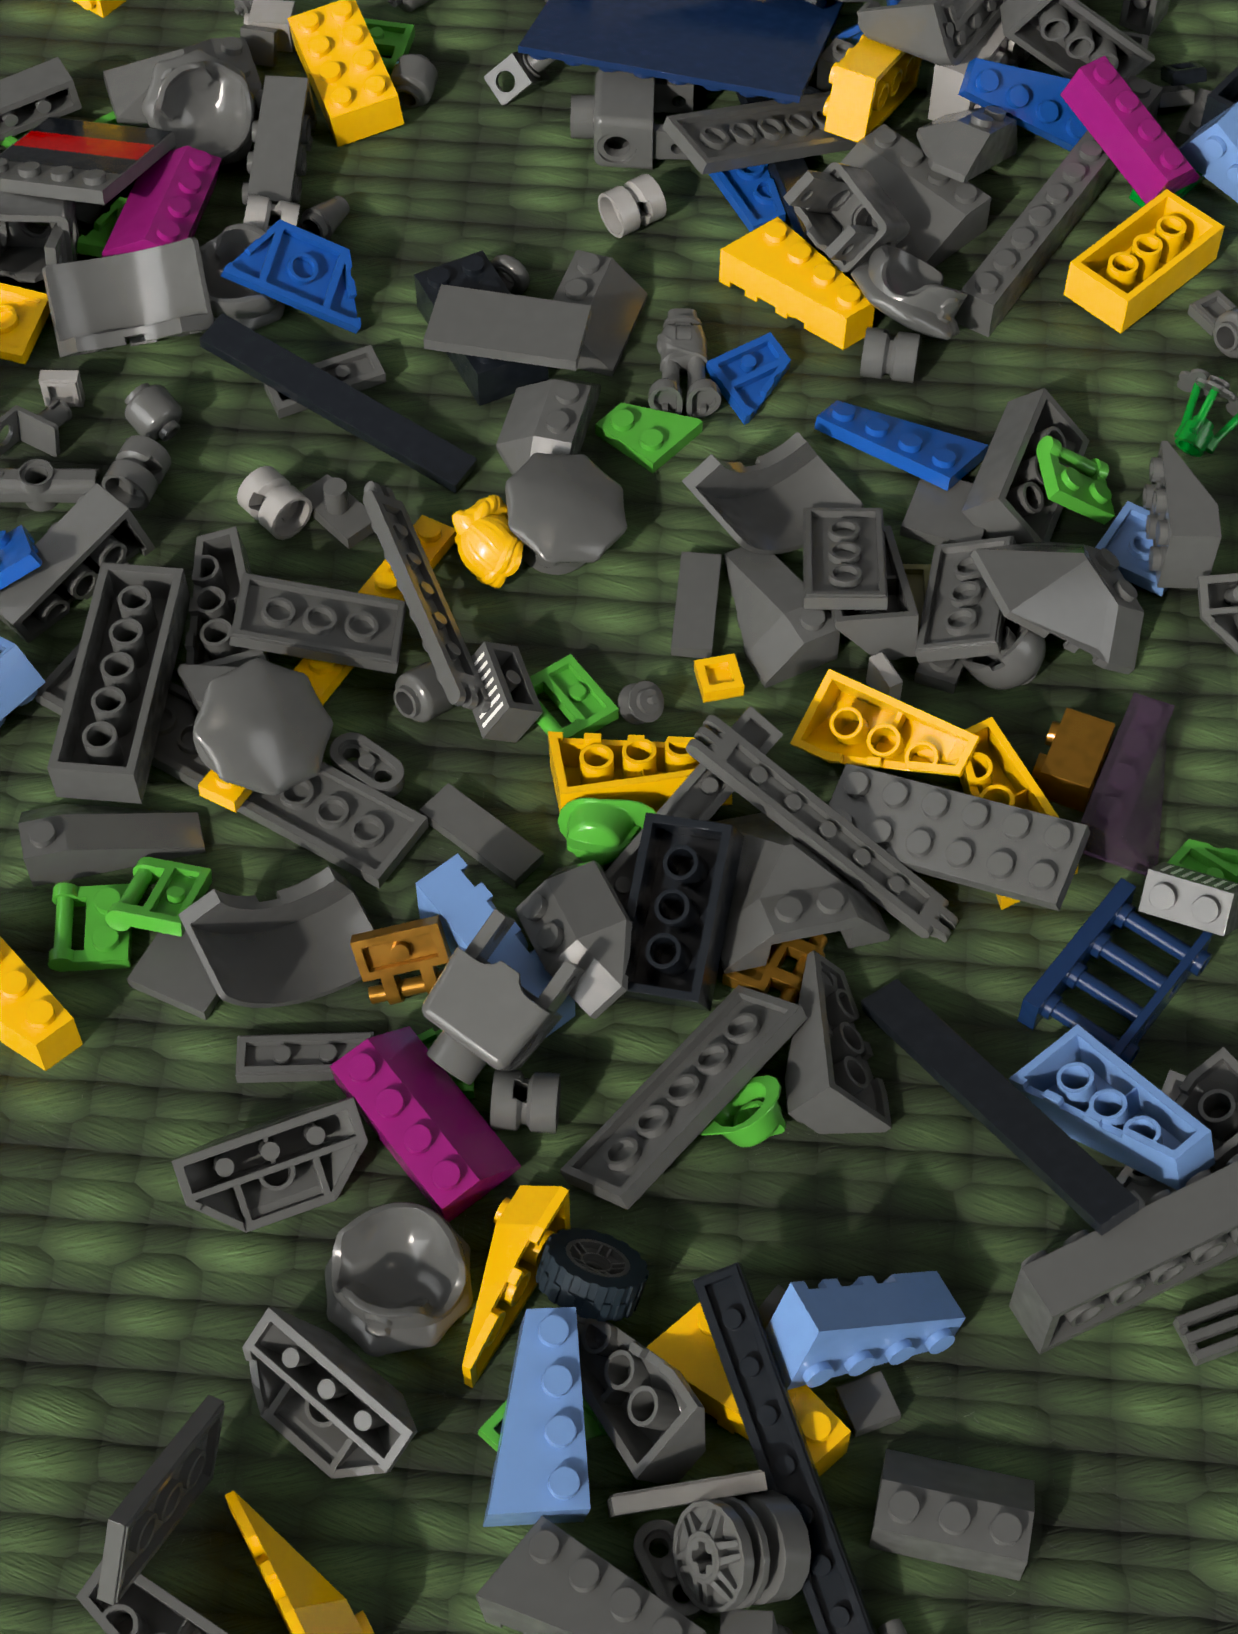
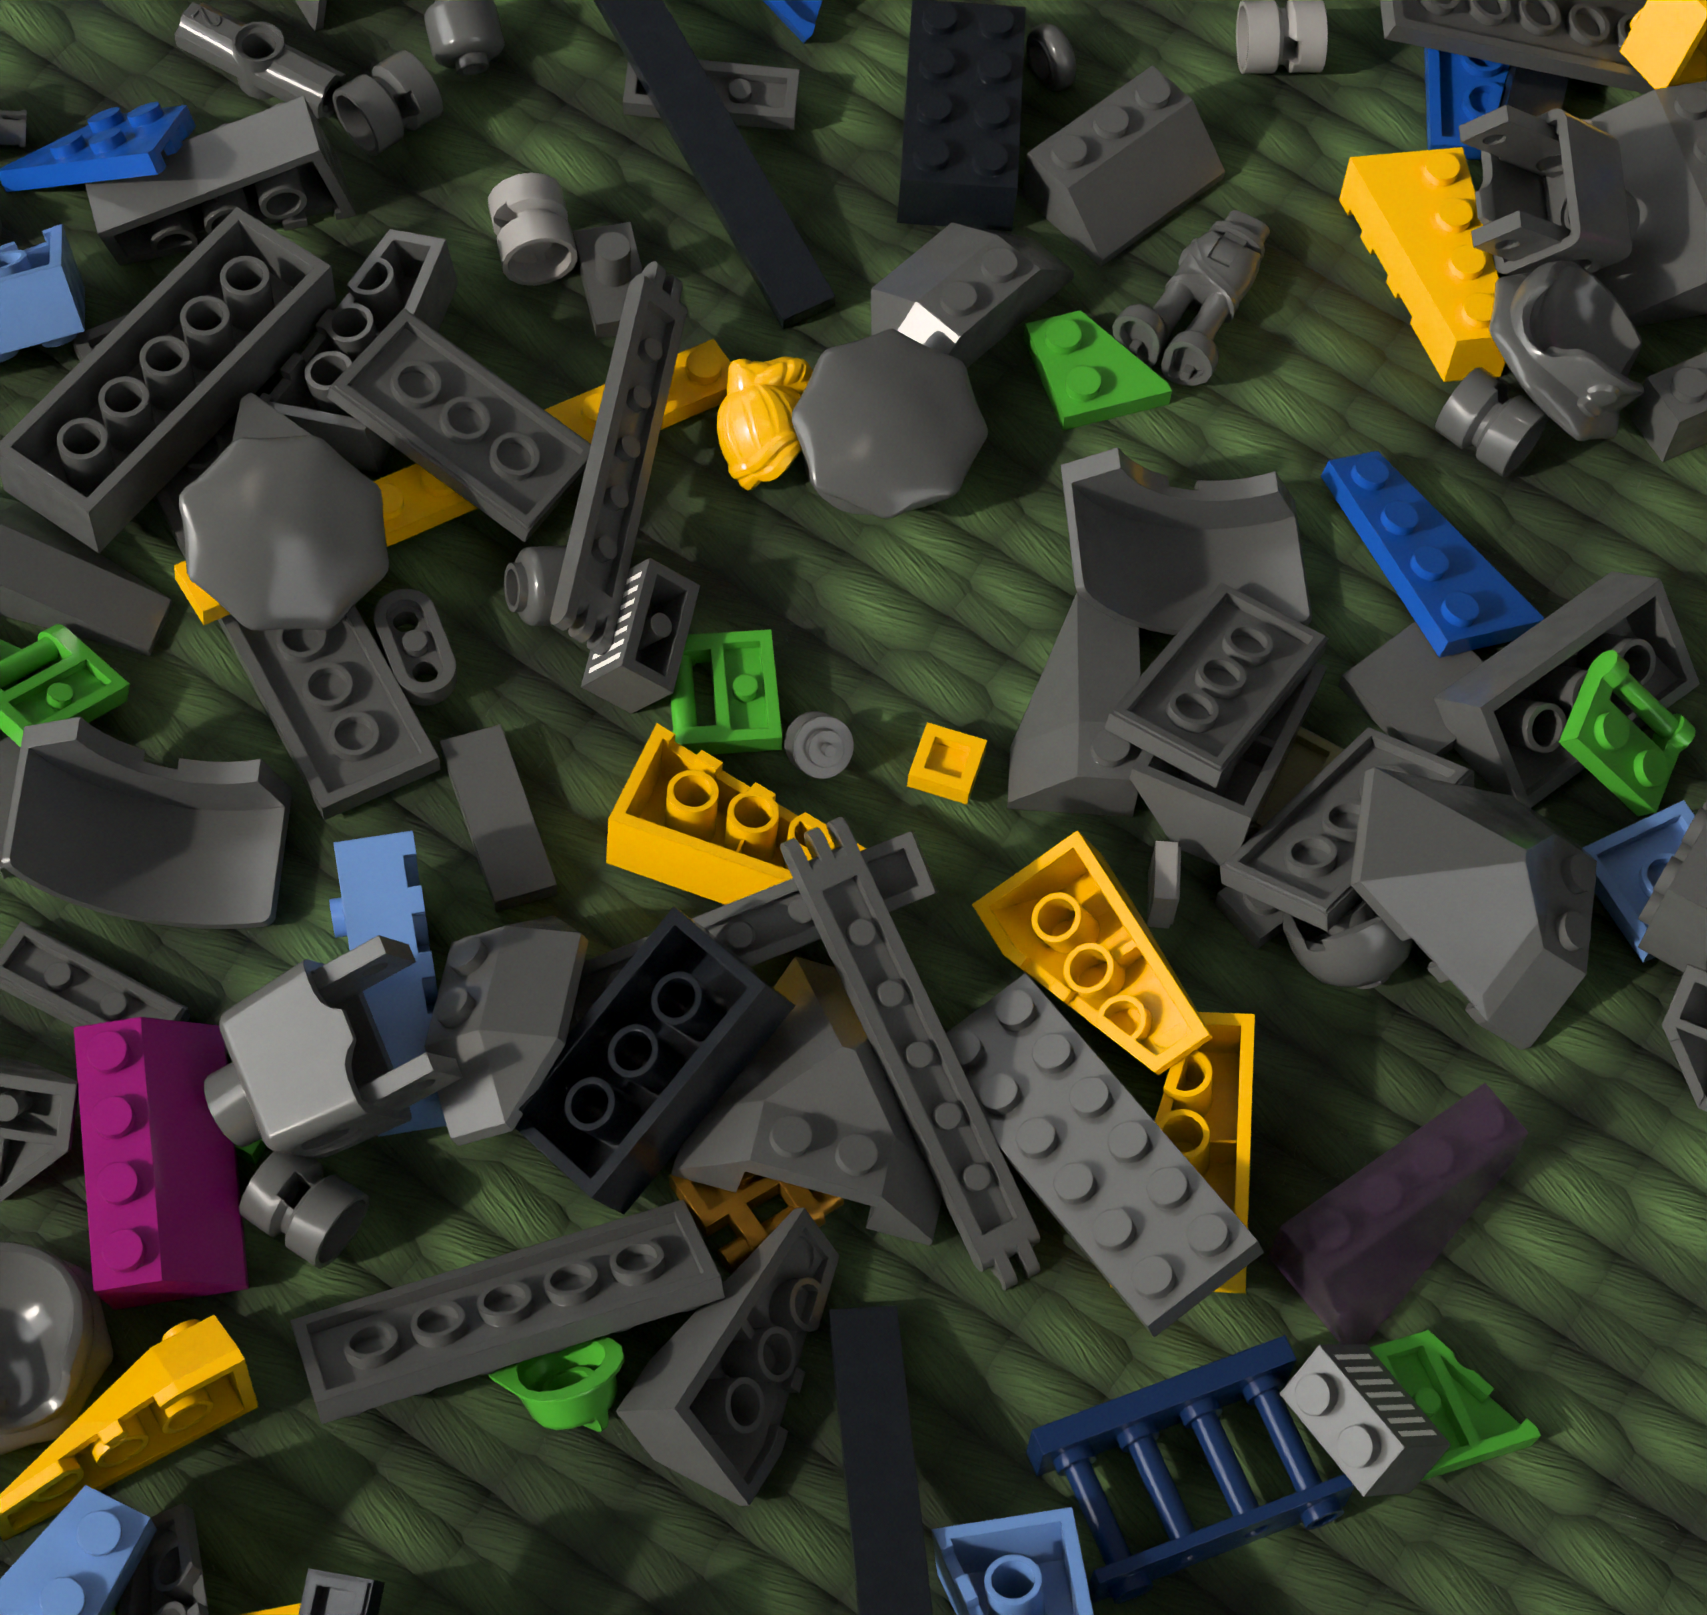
camera: 25 degrees right, 5 degrees up
(400, 950) = (266, 920): pearl gold plate -> none
(508, 327) = (977, 134): dark grey tile -> none
(592, 1274) = (222, 1483): black wheel -> none
(601, 827) = (638, 889): bright green piece -> none
(696, 605) = (989, 645): dark grey tile -> none
(749, 374) = (1282, 355): blue wing -> none
(1074, 758) = (1346, 1126): pearl gold brick -> none

